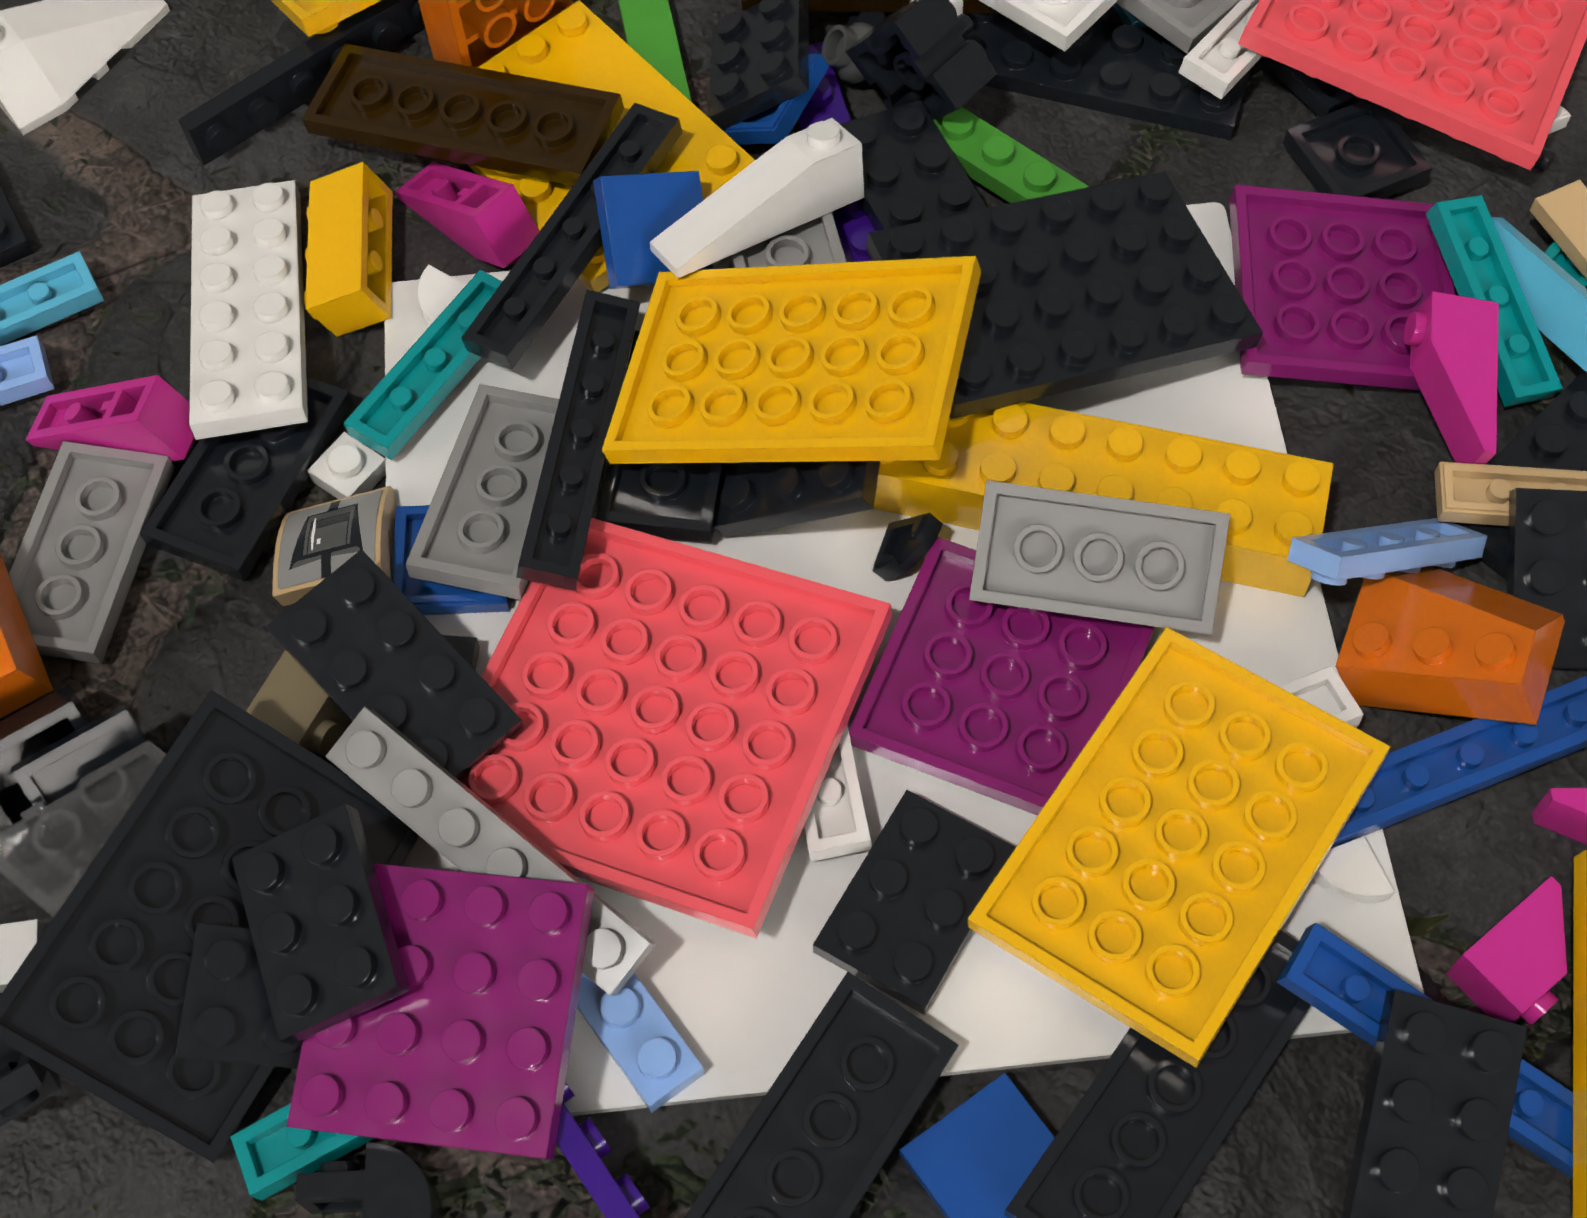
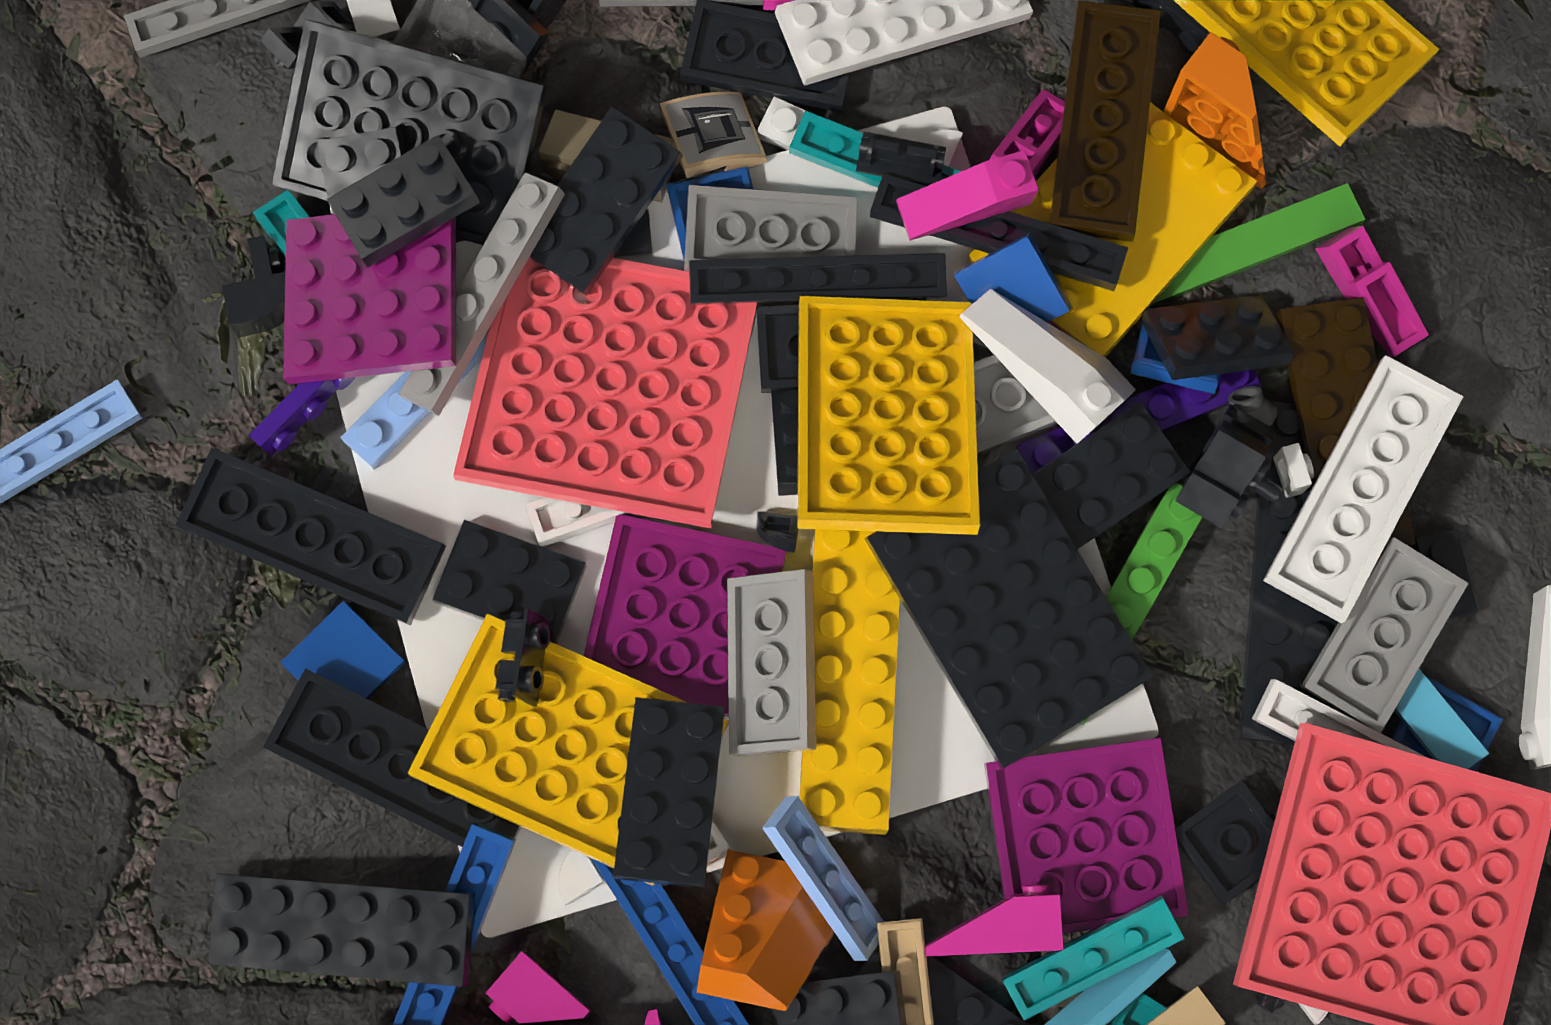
camera: 75 degrees right, 15 degrees up
(349, 250) = (968, 71): yellow brick -> none
(446, 317) = (900, 158): none -> black hinge
(526, 234) = (969, 196): none -> dark pink slope
(1073, 873) = (527, 638): none -> black hinge
(1266, 705) = (669, 793): none -> black plate

